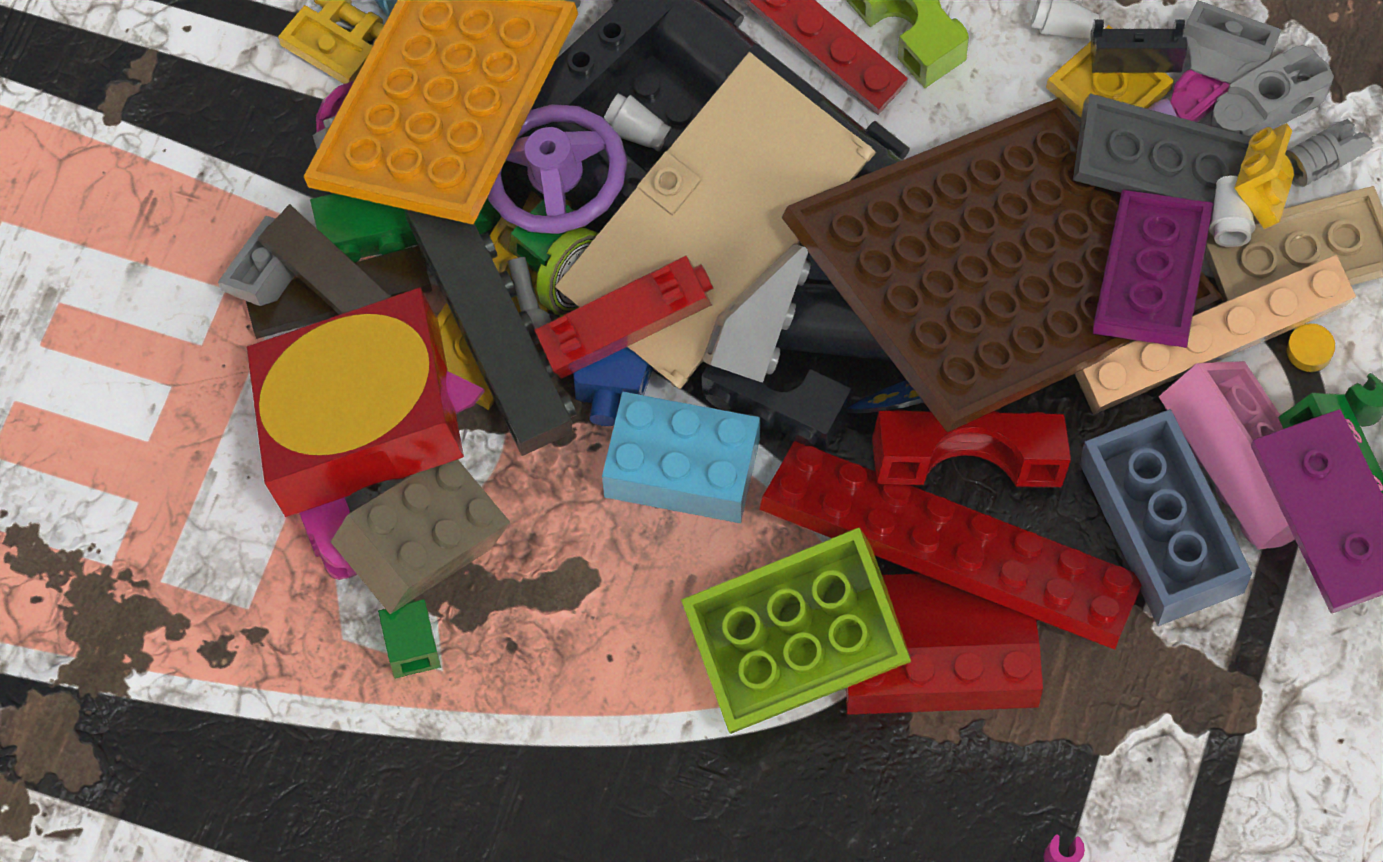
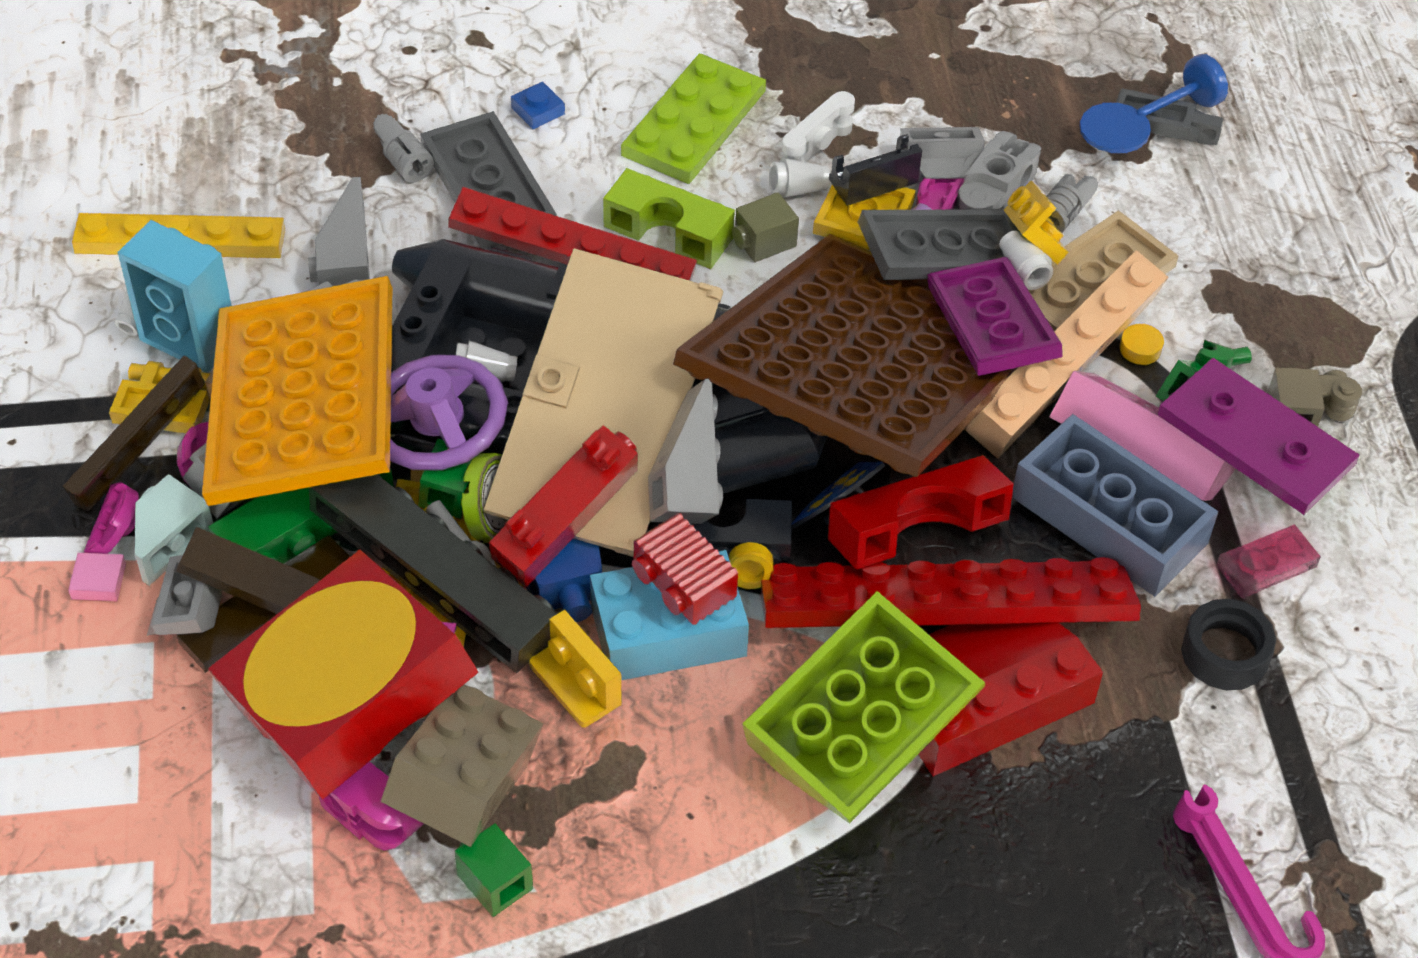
camera: 30 degrees left, 15 degrees down
(202, 204) = (97, 577): none -> bright pink tile
(239, 152) = (114, 520): none -> dark pink plate
(275, 179) = (165, 525): none -> light aqua slope
(288, 73) = (134, 434): none -> dark brown tile
(569, 481) = (577, 672): none -> yellow bracket
(700, 428) = (684, 569): none -> red brick
(781, 437) = (752, 564): none -> yellow tile
(996, 65) = (765, 227): none -> olive brick
(1207, 672) = (1237, 617): none -> black tyre
(1293, 636) = (1268, 561): none -> clear pink plate

